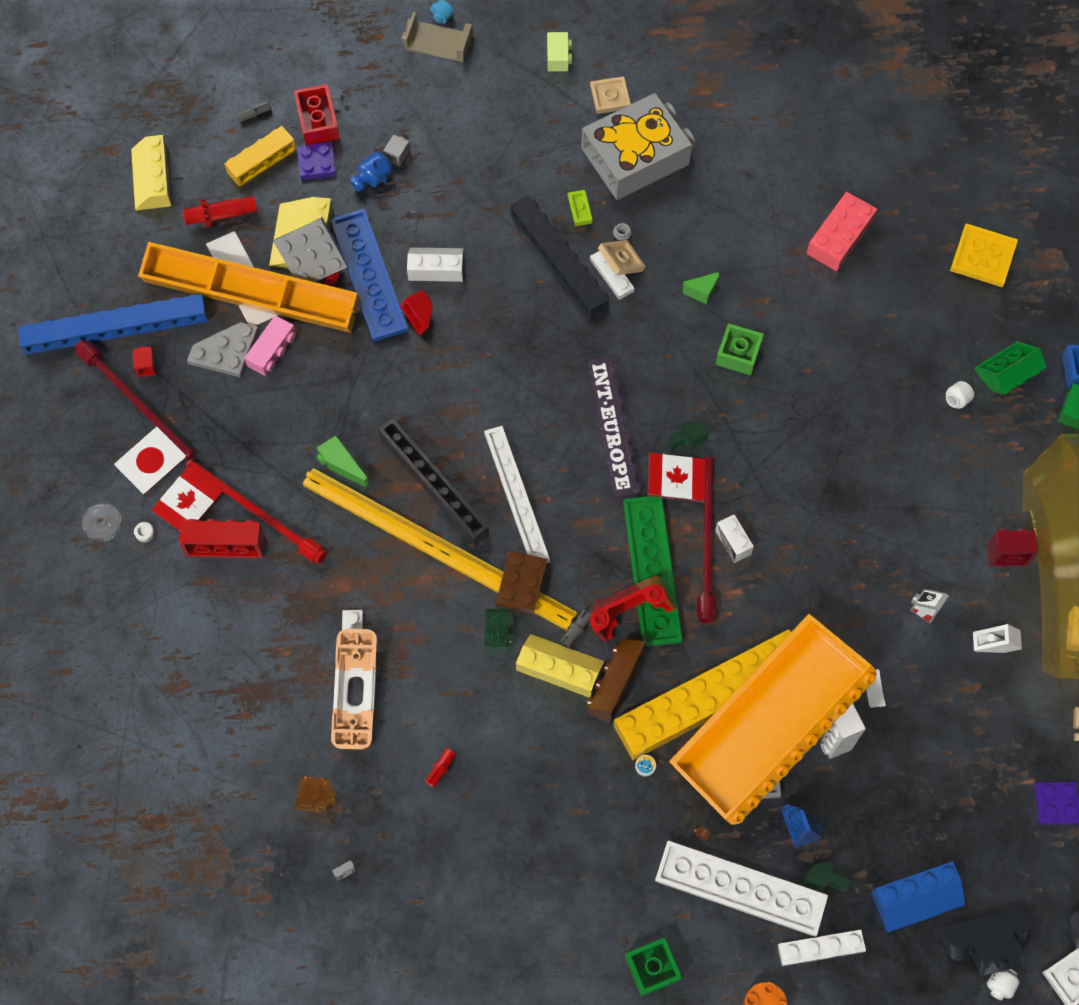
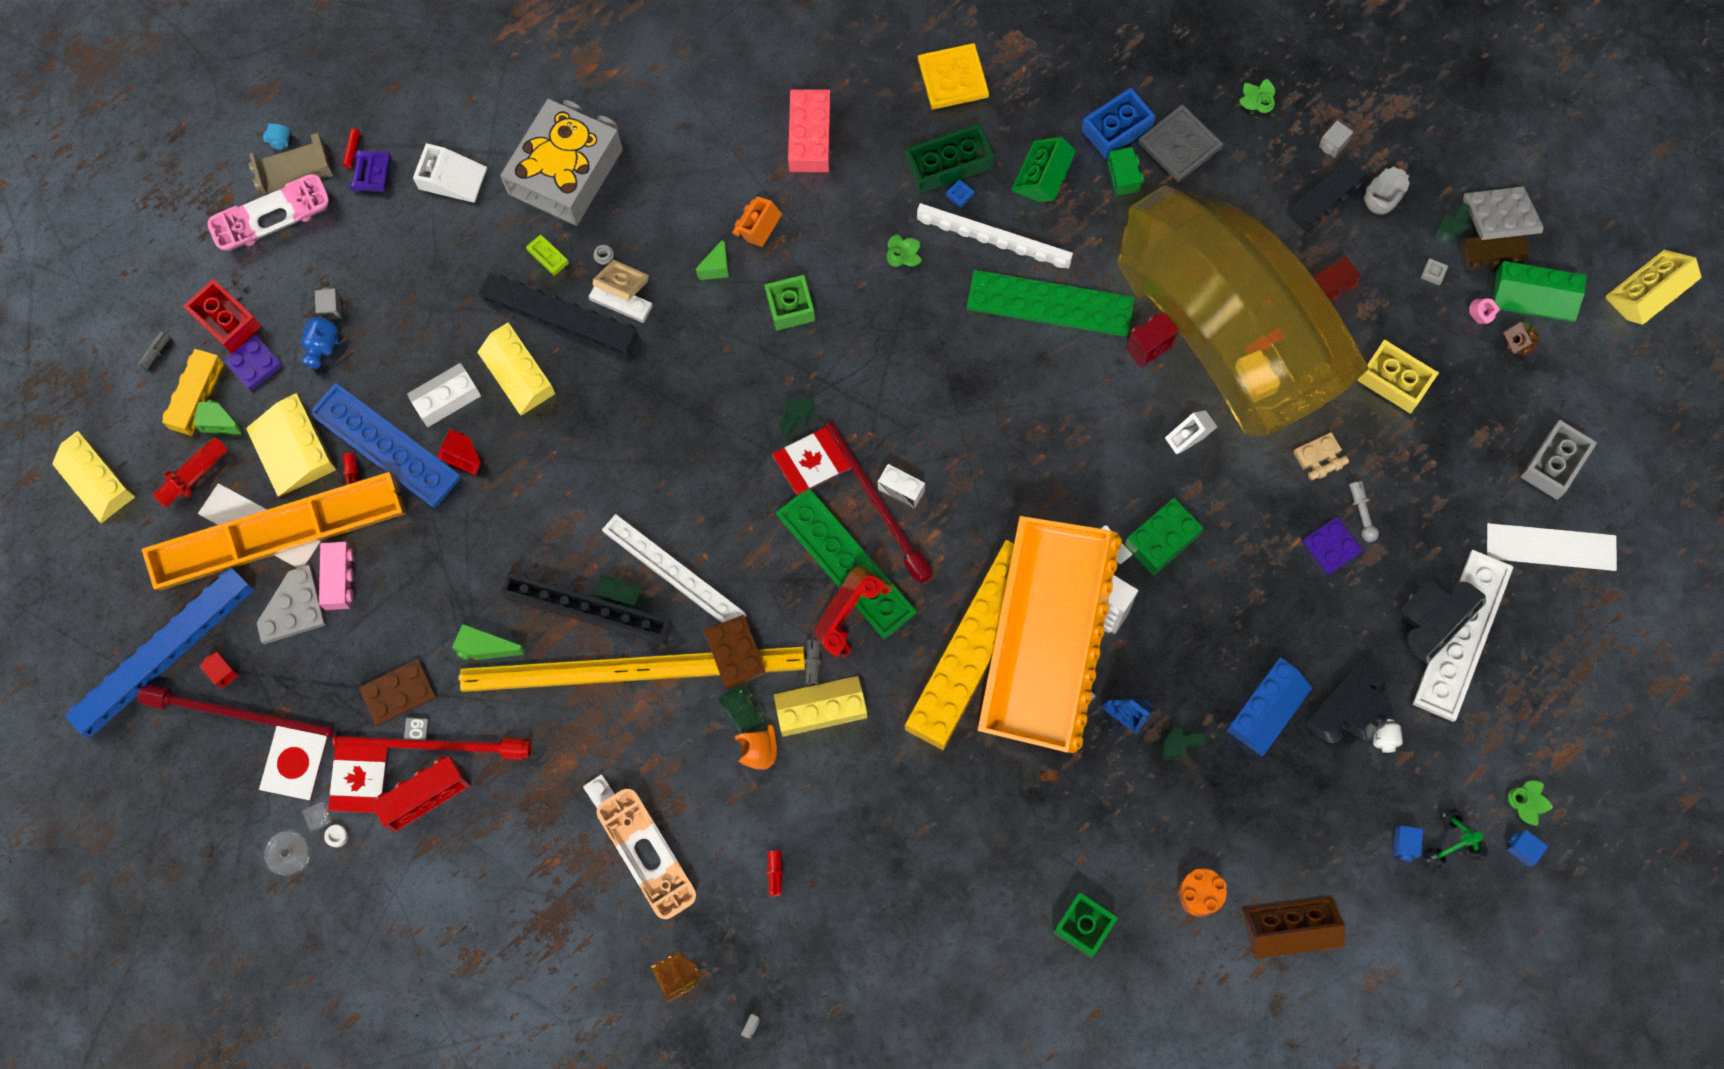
camera: 30 degrees left, 5 degrees up
(140, 509) = (317, 816): none -> clear plate
(252, 491) = (416, 729): none -> light grey tile
(257, 457) = (397, 692): none -> reddish brown plate
(262, 184) = (213, 418): none -> bright green slope
(311, 251) = (315, 459): light grey plate -> none
(373, 58) = (240, 223): none -> bright pink piece
(466, 484) = (619, 592): none -> clear green brick
(483, 55) = (351, 148): none -> red piece
(491, 666) = (758, 748): none -> orange piece
(495, 77) = (376, 171): none -> dark purple plate
(499, 276) = (515, 369): none -> light yellow slope
(546, 107) = (449, 174): none -> white slope
(557, 51) = (421, 110): yellowish green brick -> none
(610, 94) = (502, 124): tan plate -> none
(612, 429) = (722, 452): clear purple brick -> none
(616, 679) = (881, 686): reddish brown slope -> none
(645, 765) = (958, 747): tile -> none
(741, 888) = (1114, 802): white plate -> none
(755, 275) = (757, 221): none -> orange brick
(821, 947) = (1216, 808): white plate -> none
(855, 364) = (903, 251): none -> bright green plate
(920, 707) = (1163, 536): none -> green brick
(928, 604) = (1112, 437): slope -> none
(930, 346) = (960, 193): none -> blue plate
(936, 394) = (998, 237): none -> white plate
(939, 314) = (949, 158): none -> dark green brick
(948, 472) = (1050, 303): none -> green plate
(959, 394) = (1016, 222): white head -> none

